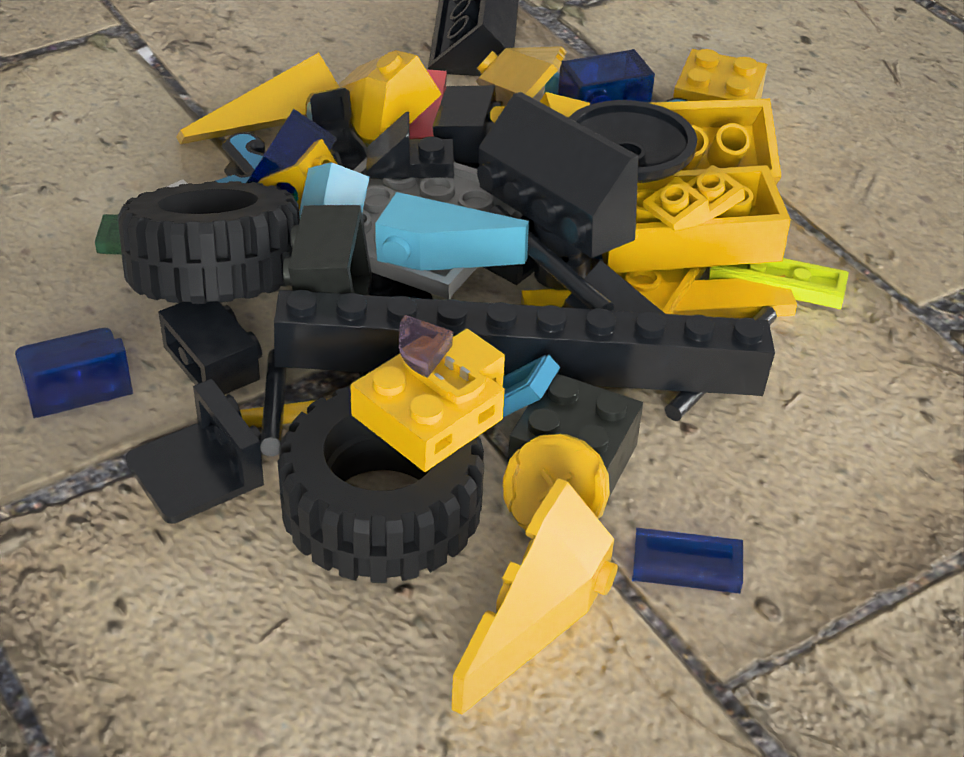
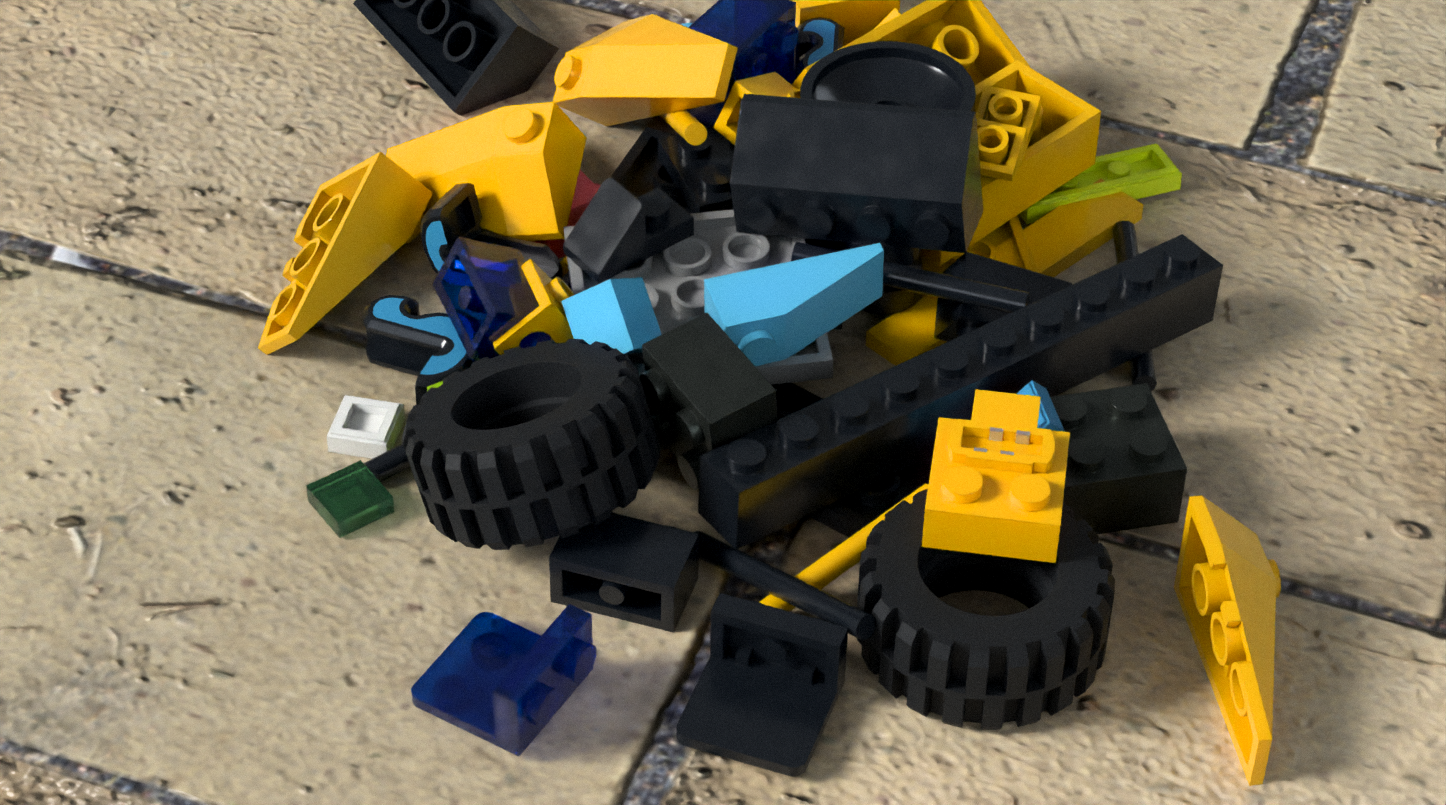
camera: 35 degrees left, 0 degrees up
(423, 344) = (962, 428): tile -> none
(465, 119) = (633, 152): black brick -> none
(539, 464) = (1141, 511): yellow tile -> none
(688, 560) = (1310, 521): clear blue tile -> none

